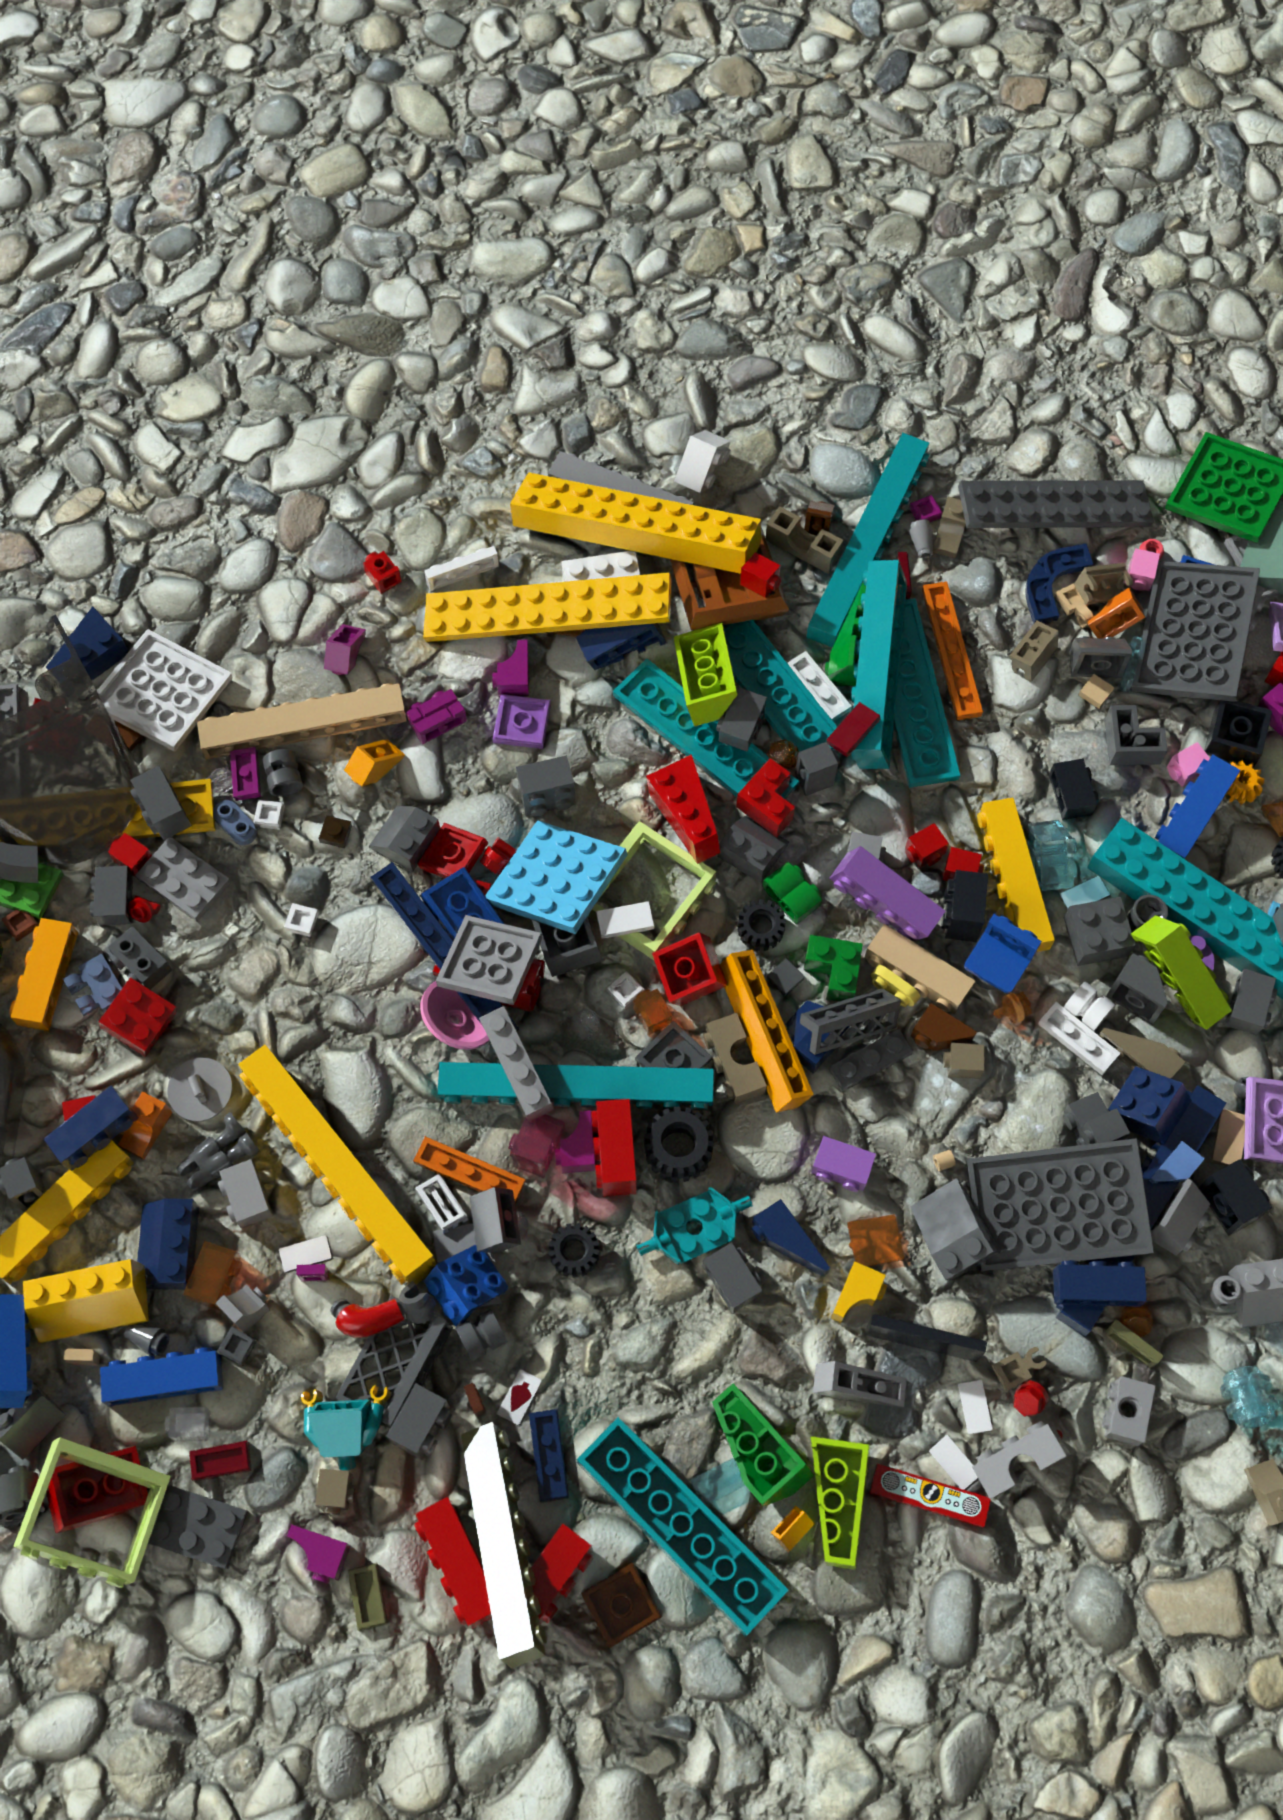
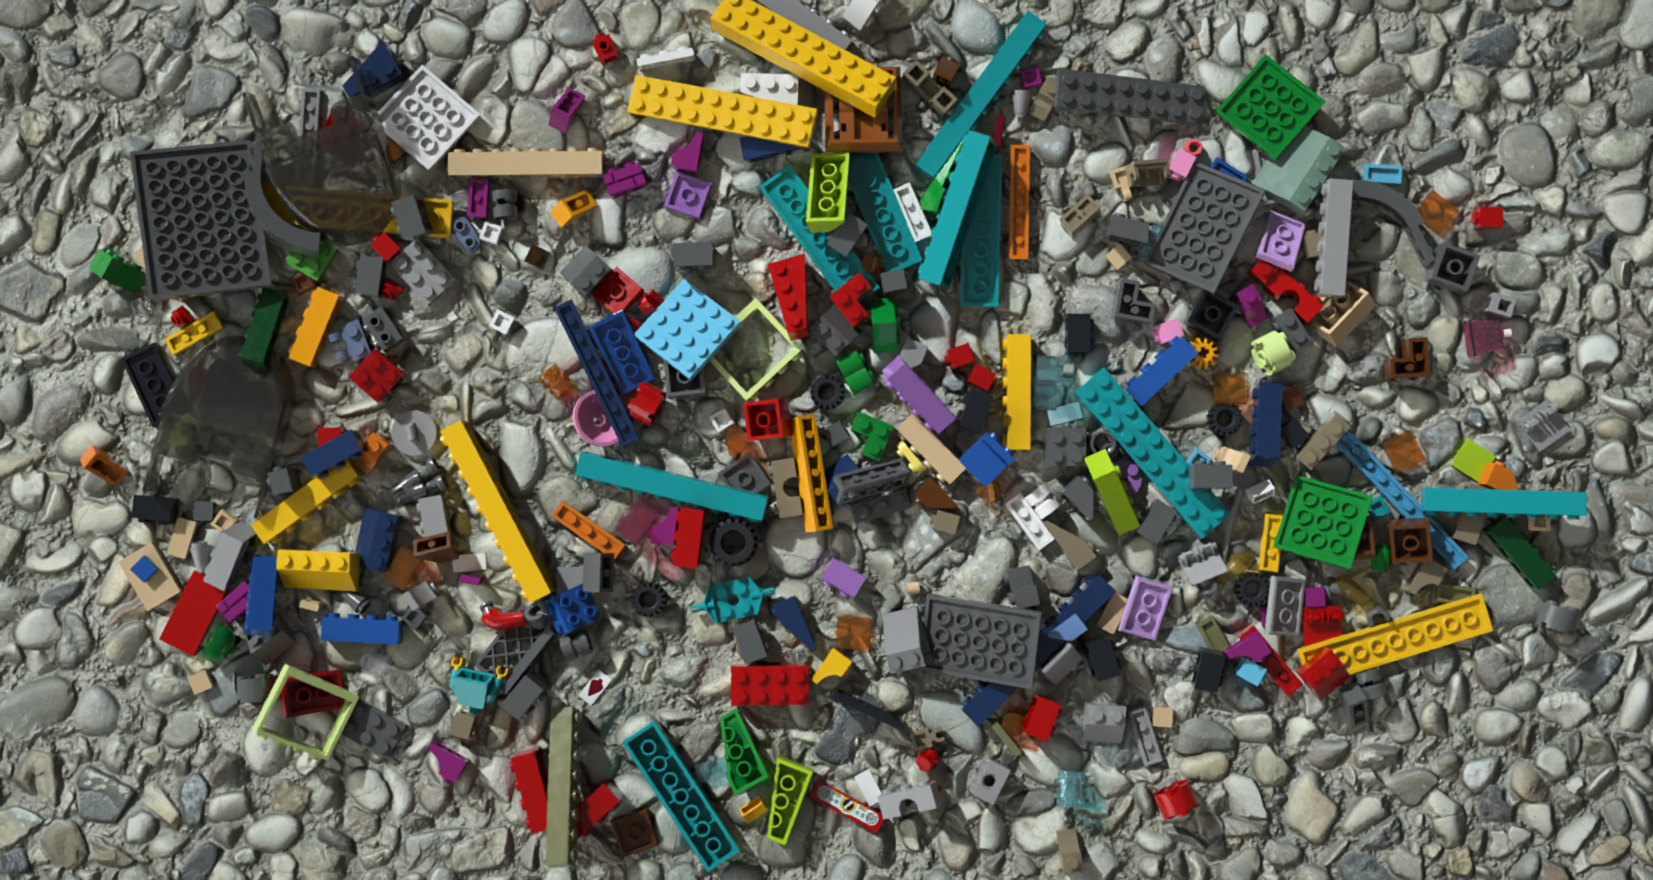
camera: 10 degrees right, 20 degrees up
(220, 1461) = (393, 689): dark red tile -> none
(256, 1235) = (436, 548): none -> reddish brown slope
(367, 1597) = (475, 794): olive tile -> none
(391, 981) = (554, 379): none -> clear orange wheel
(452, 1221) = (571, 563): white tile -> none
(475, 1399) = (564, 685): copper tile -> none
(489, 959) = (626, 389): light grey plate -> none
(516, 1064) = (631, 469): light grey brick -> none
(548, 1455) = (606, 729): dark blue tile -> none
(625, 920) = (729, 373): white tile -> none
(760, 575) = (885, 123): red brick -> none
(775, 1334) = (769, 684): none -> red brick
(818, 824) = (884, 325): none -> green brick
(853, 729) = (923, 265): dark red tile -> none
(859, 1384) = (818, 727): light grey slope -> none
(975, 1407) = (891, 755): white sticker -> none
(1046, 572) = (1105, 152): dark blue plate -> none
(1099, 1284) = (991, 699): dark blue brick -> none
(1118, 615) = (1152, 200): orange arch -> none
(1151, 1104) = (1062, 582): dark blue brick -> none
(1176, 1297) = (1041, 717): none -> red brick
(1225, 1290) = (1079, 722): light grey cone -> none

